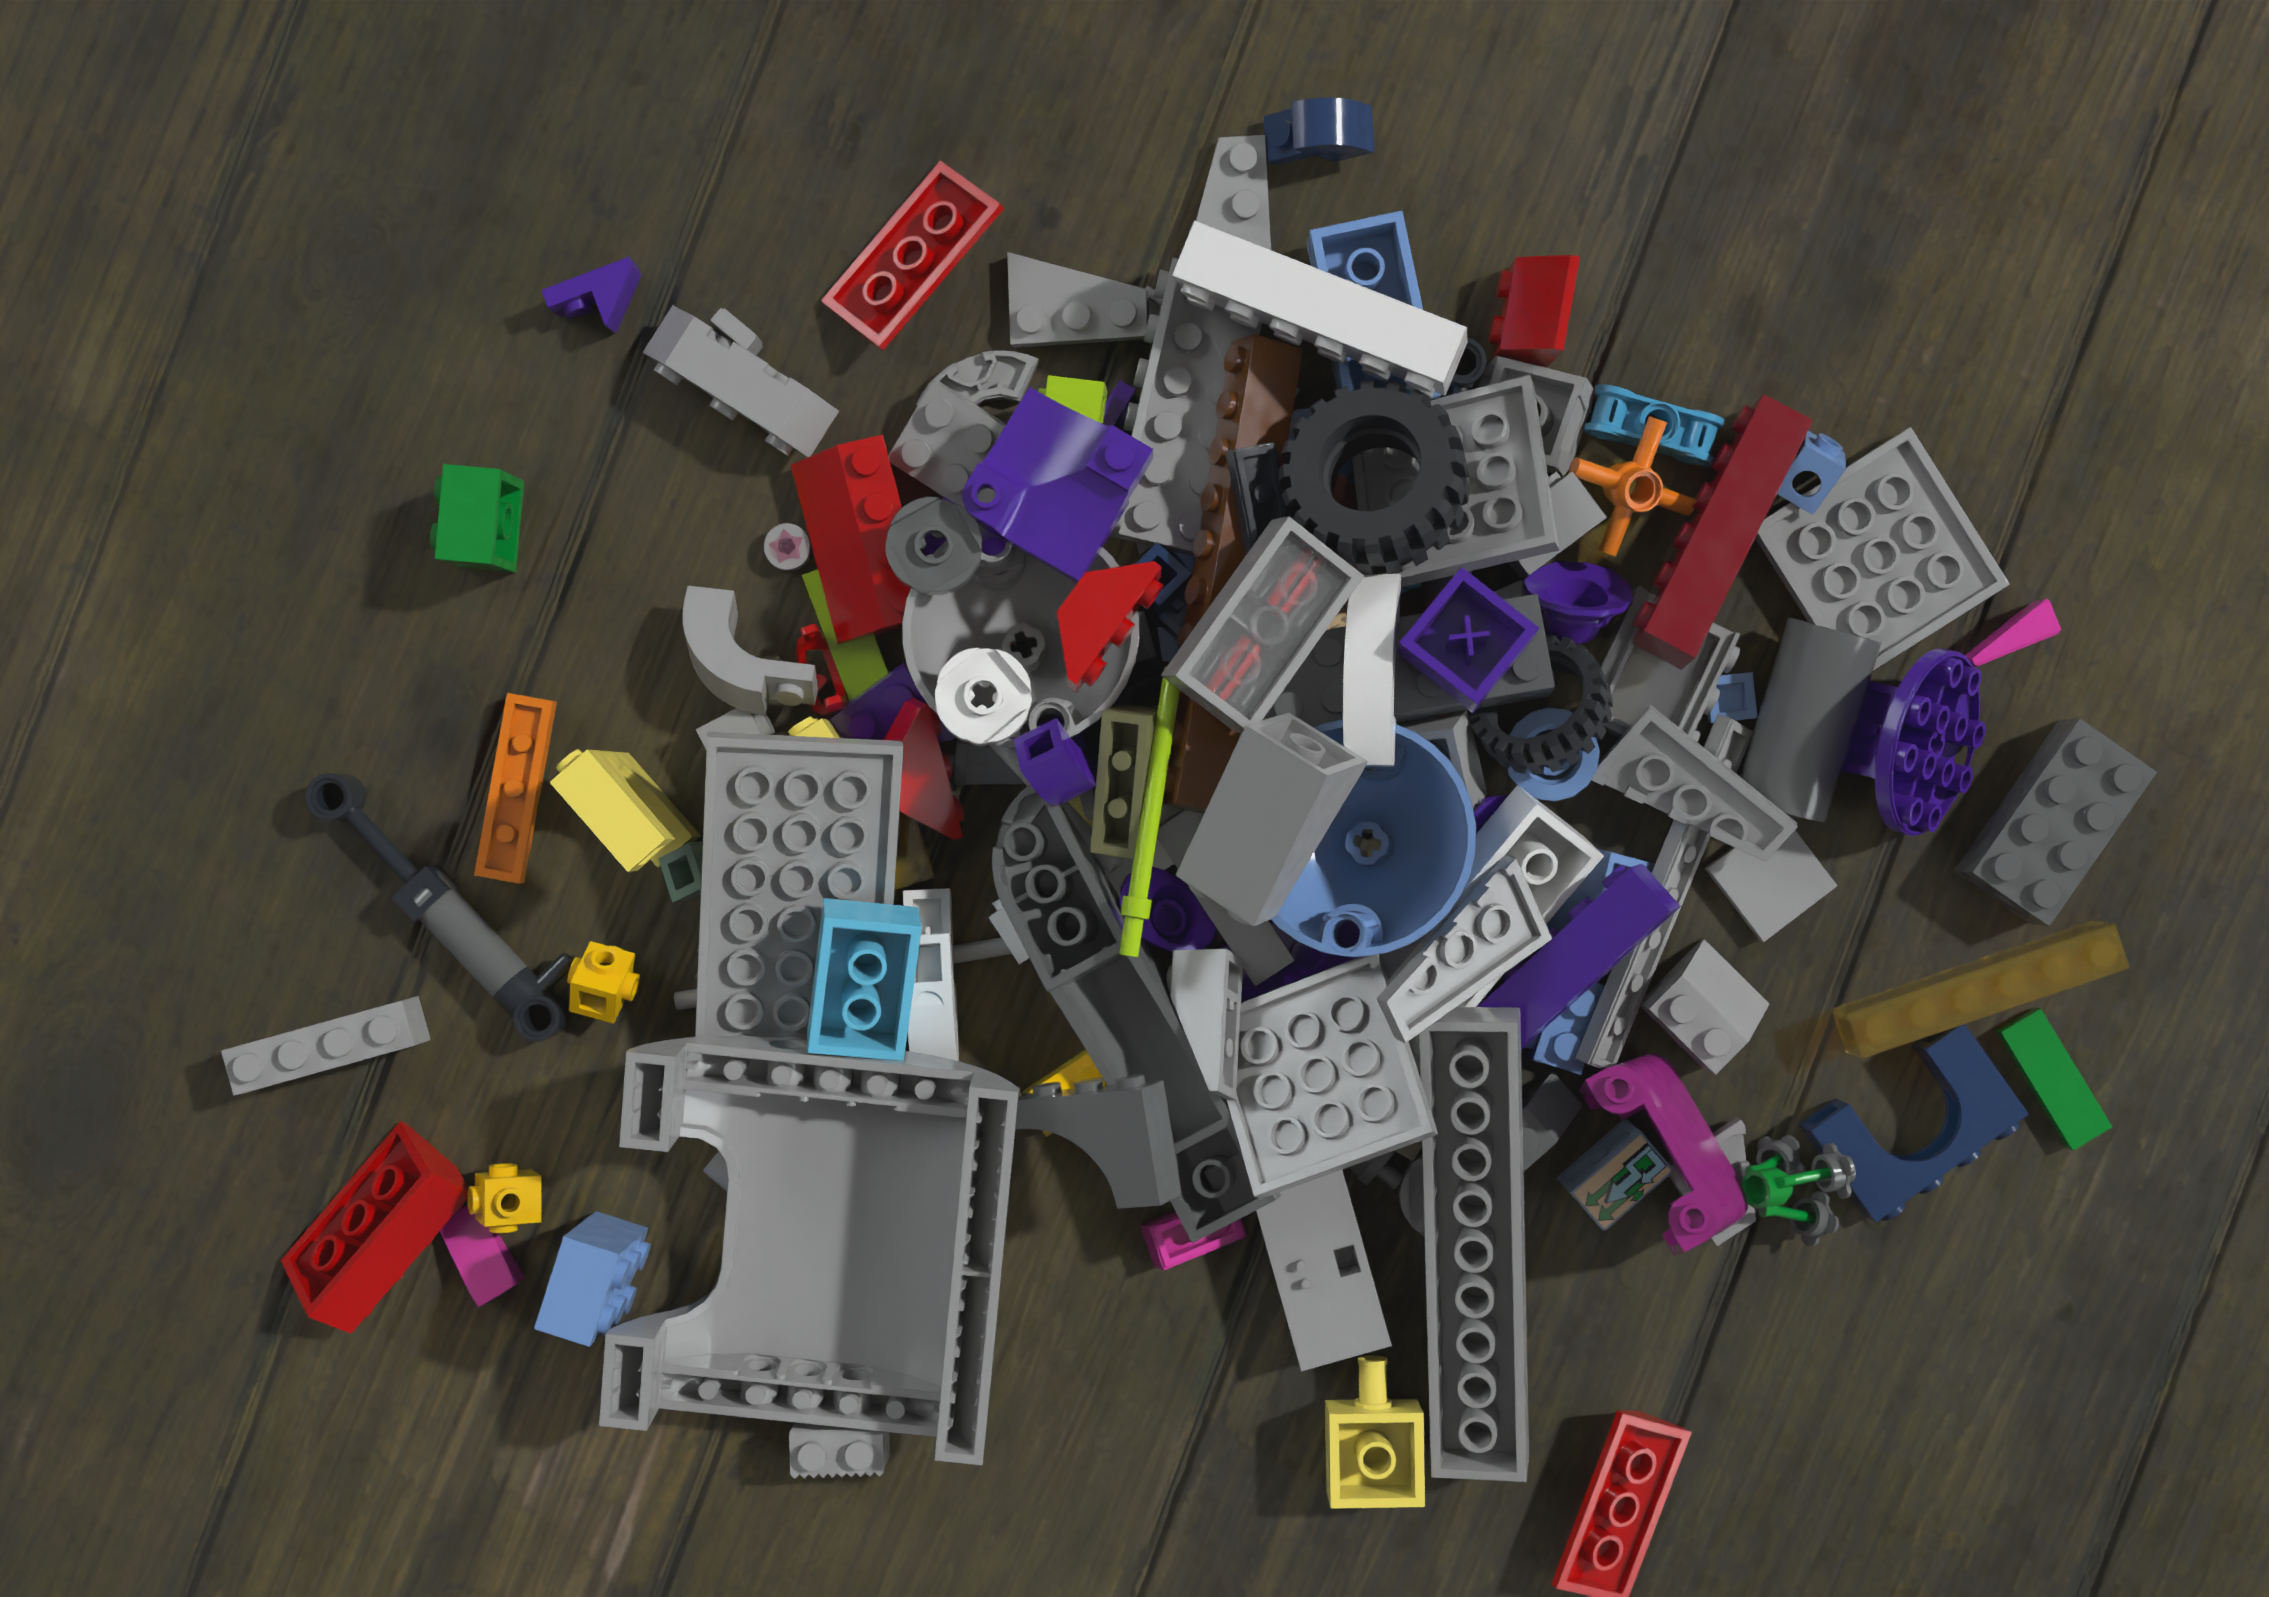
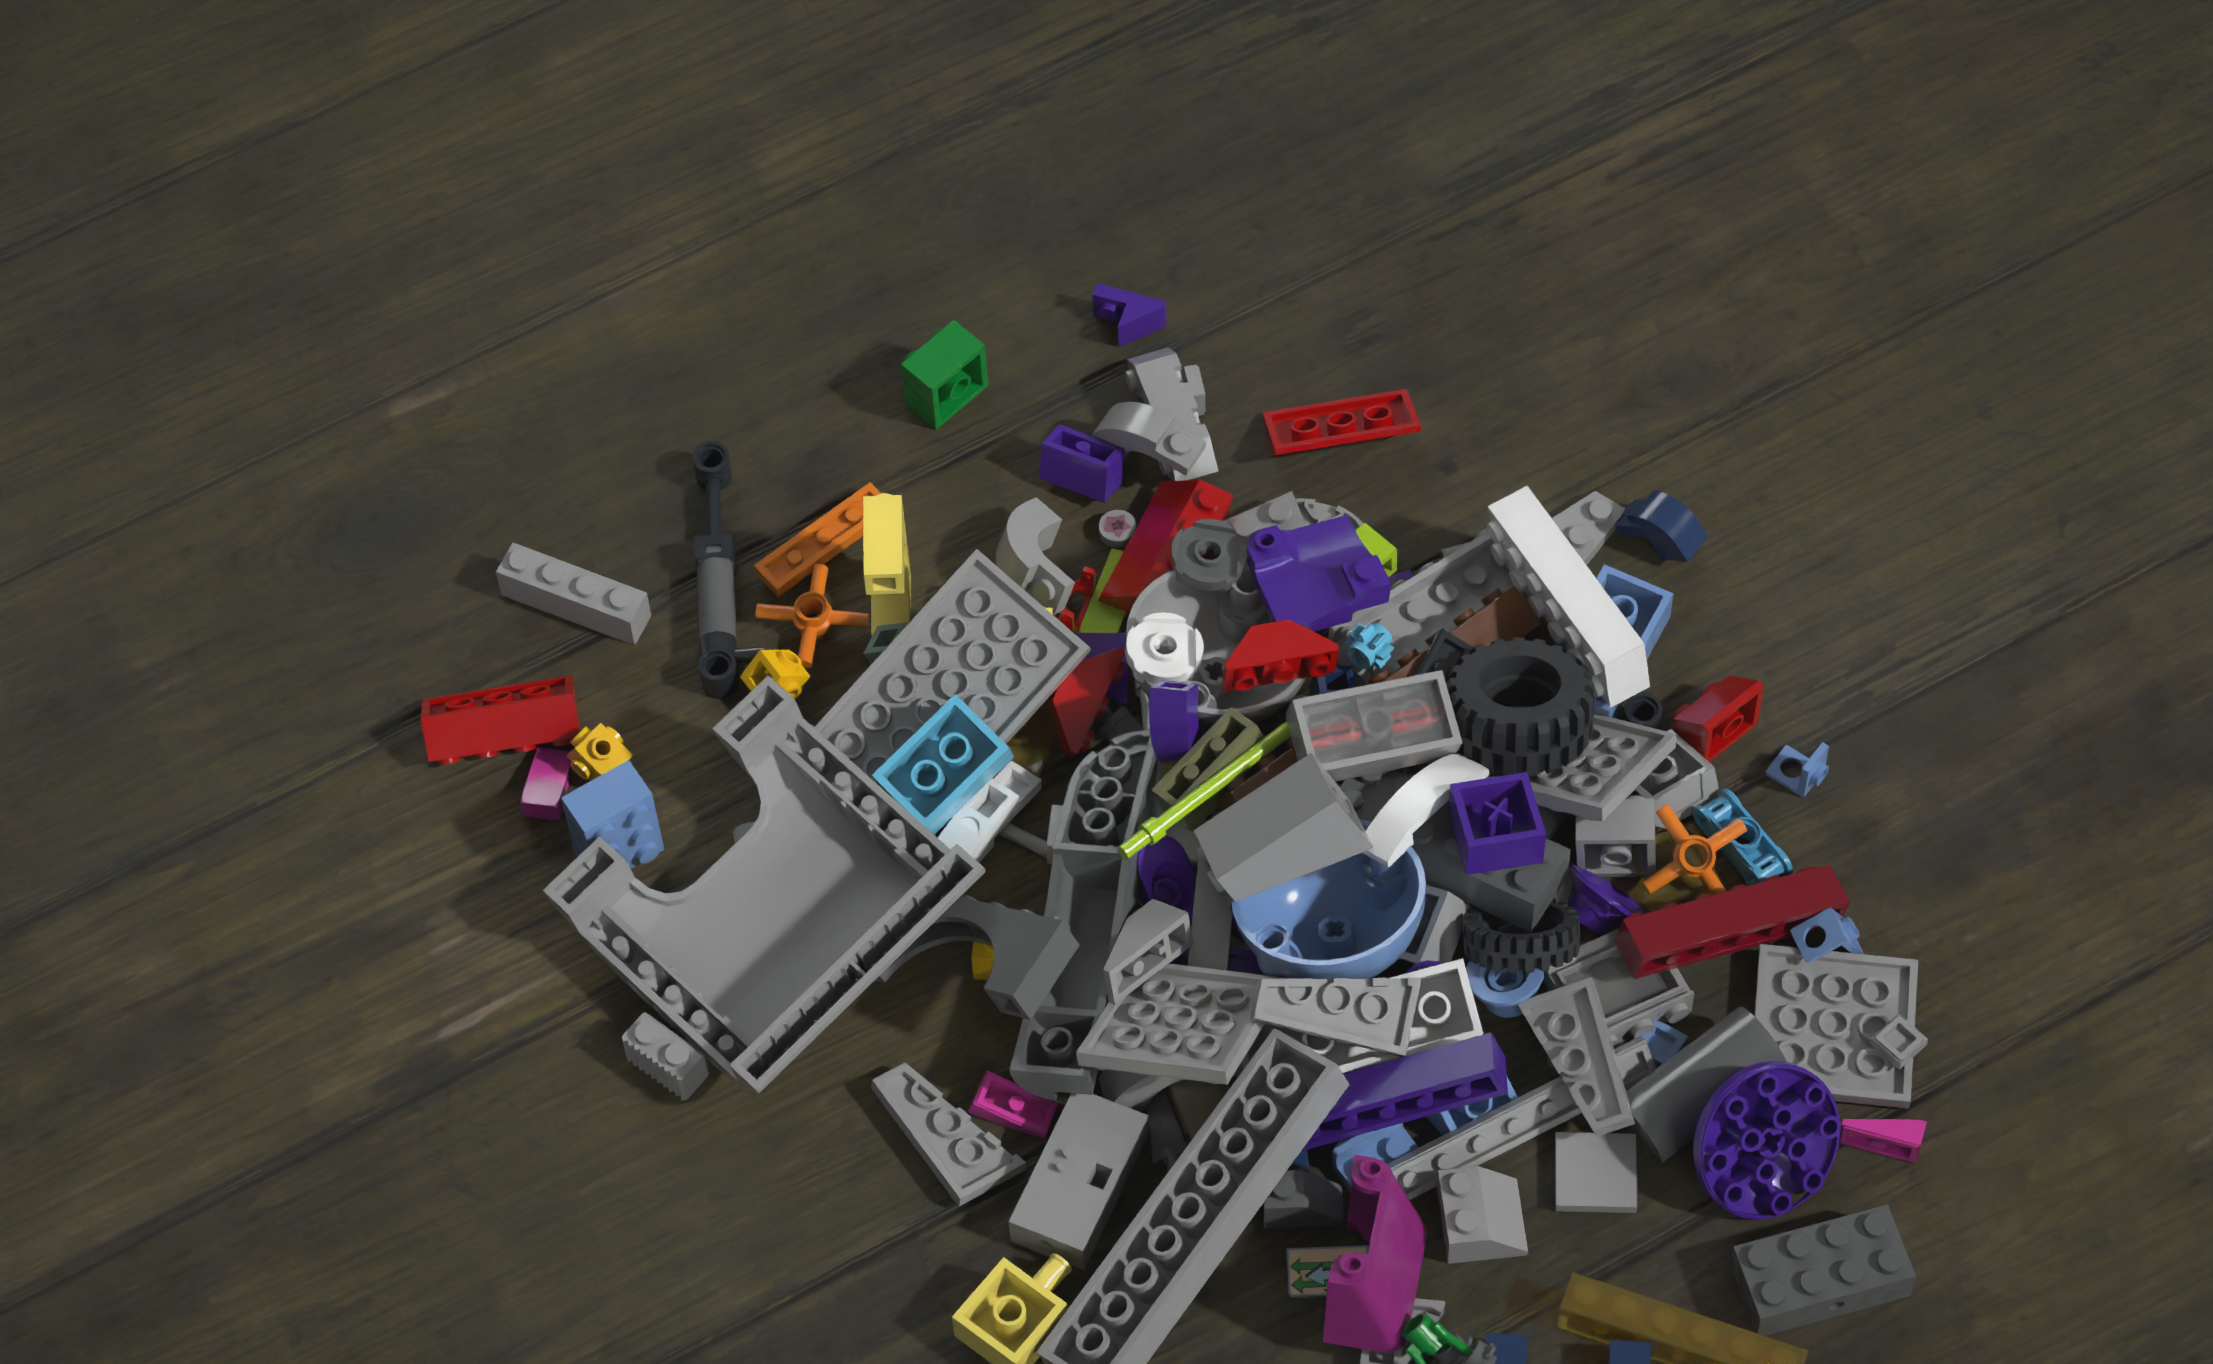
camera: 45 degrees right, 30 degrees down
(561, 891) = (812, 603): none -> orange bar
(698, 510) = (1081, 463): none -> dark purple brick
(744, 436) = (1151, 432): none -> light grey arch
(1071, 306) = (1415, 516): light grey wing -> none
(1166, 1314) = (951, 1145): none -> light grey wing
(1167, 518) = (1369, 645): none -> medium azure gear
(1662, 295) = (1812, 770): none -> medium blue bracket
(1959, 532) = (1899, 1041): none -> light grey tile

